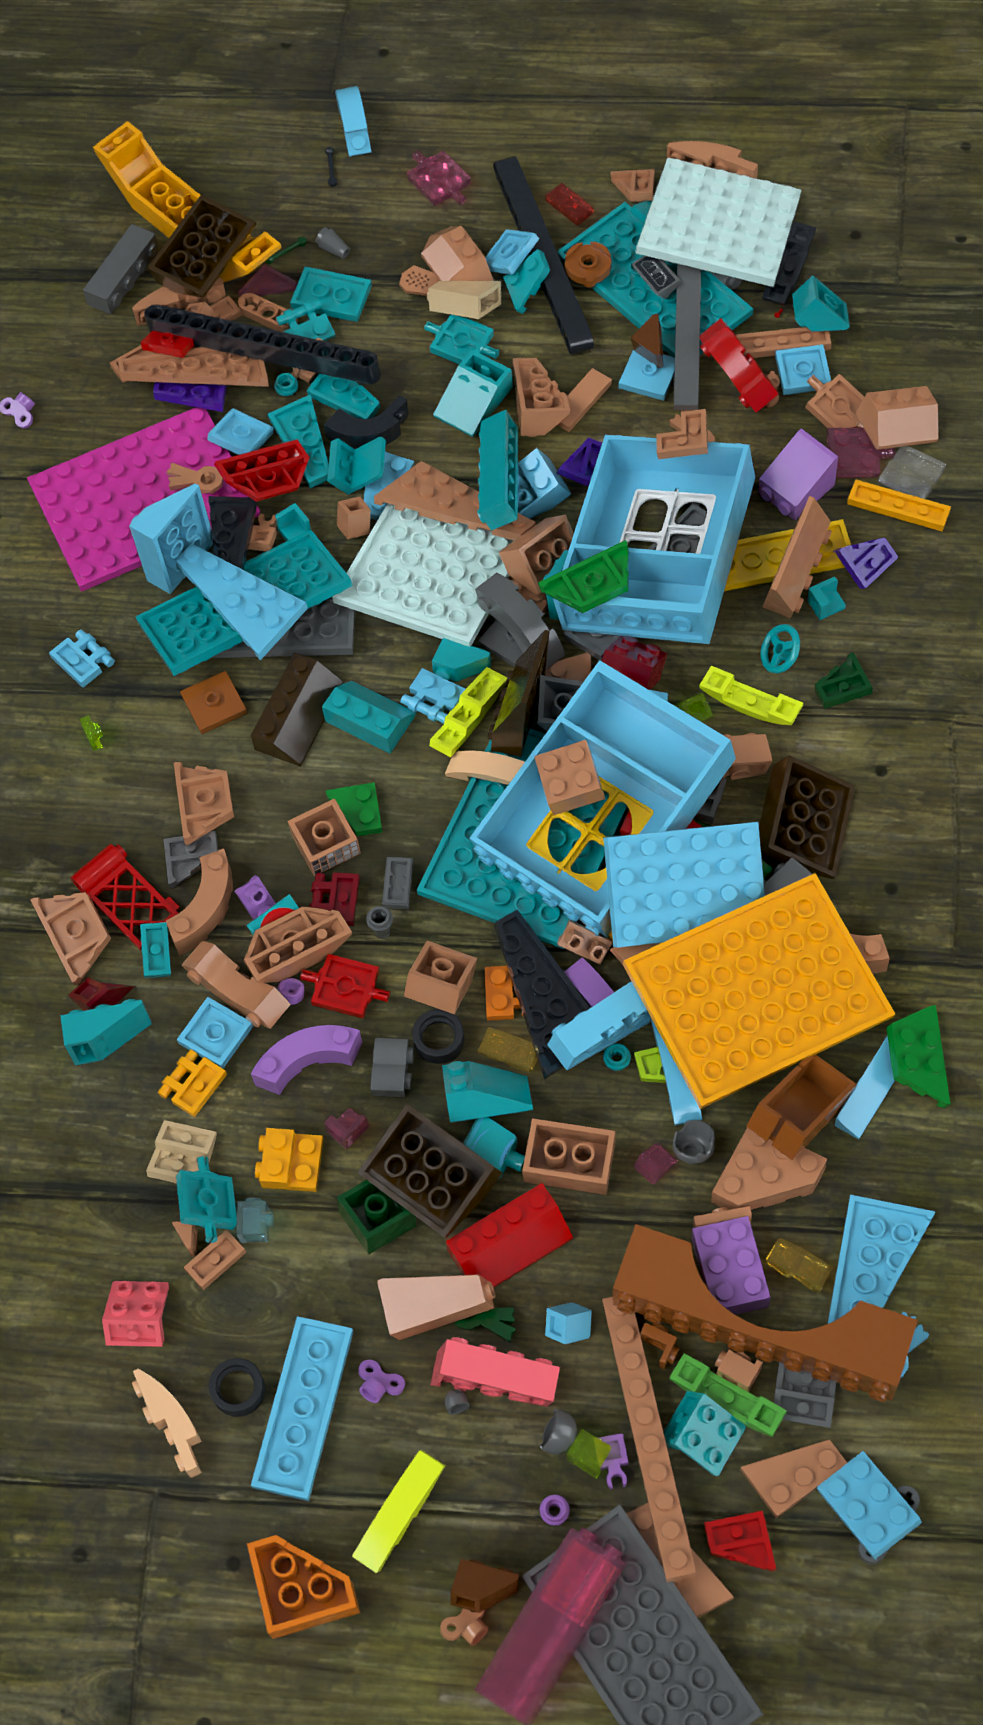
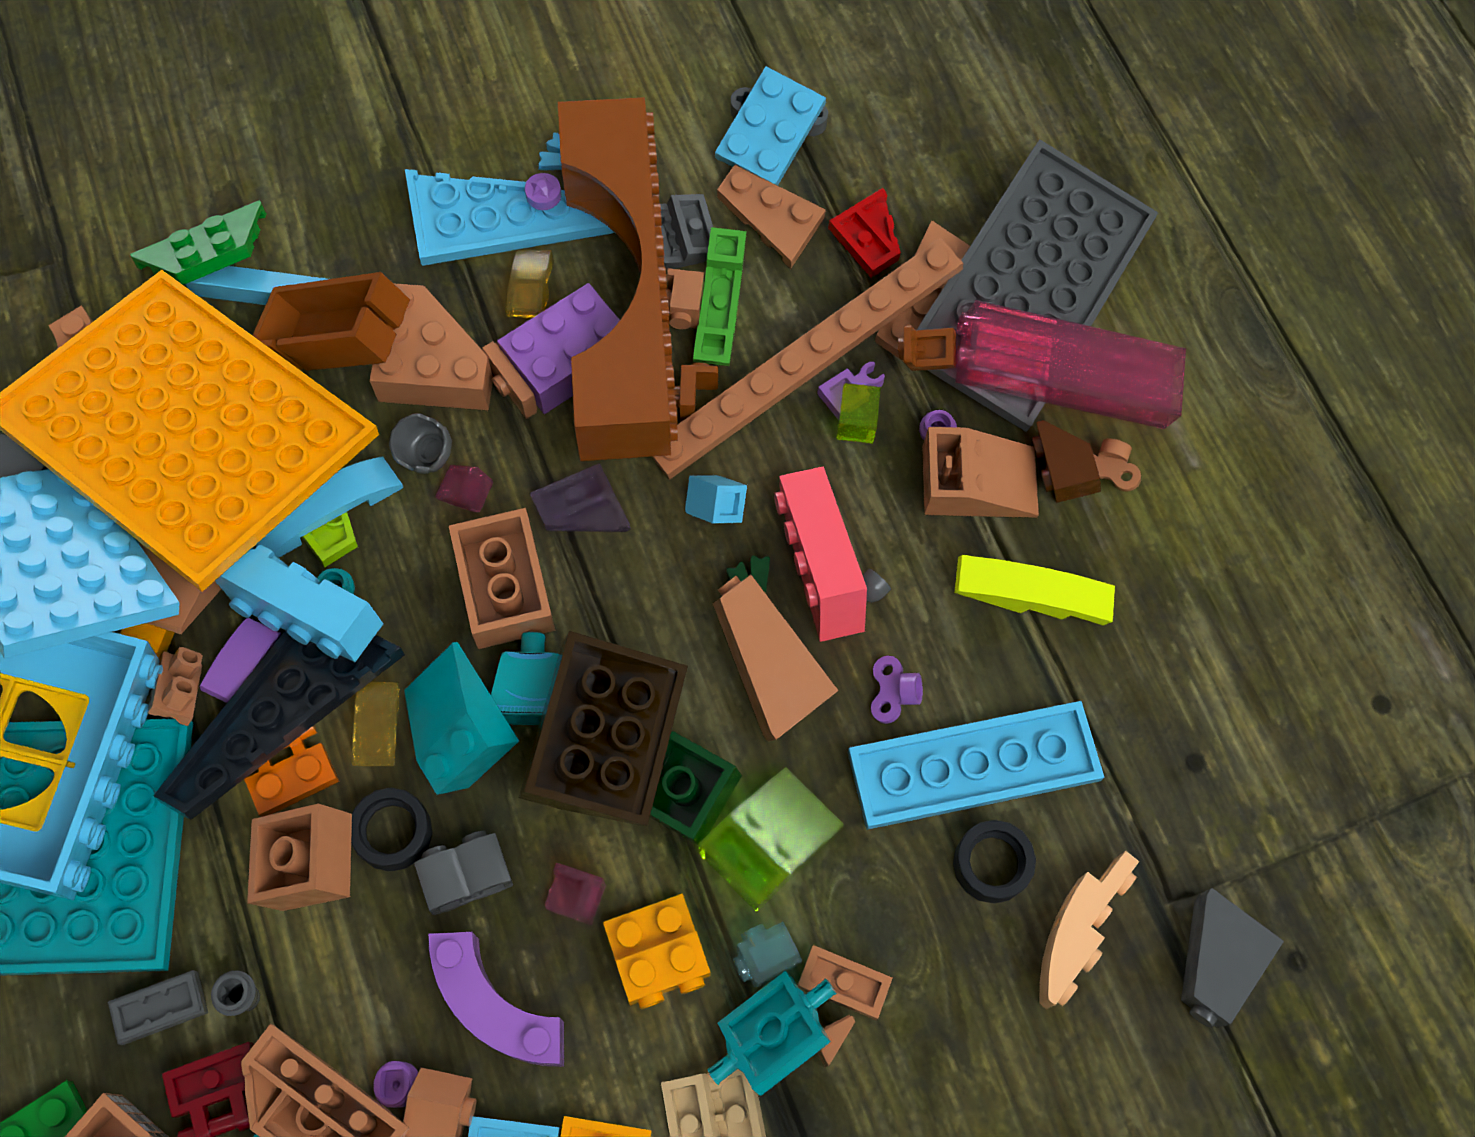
camera: 125 degrees left, 5 degrees up
(104, 1501) = (1223, 959): none -> dark grey slope
(135, 1313) = (966, 1057): coral bracket -> none
(298, 1588) = (1187, 656): orange brick -> none
(320, 1252) = (769, 838): none -> clear neon green slope
(345, 986) = (358, 1004): red plate -> none
(500, 1515) = (977, 474): none -> nougat slope
(510, 1237) = (639, 609): red slope -> none
(559, 1433) = (854, 452): dark grey hair -> none
(605, 1232) = (581, 504): none -> clear purple wing
(606, 1513) = (928, 348): none -> dark orange bracket
(703, 1431) = (770, 313): teal bracket -> none
(872, 1295) = (543, 191): none -> medium lavender tile

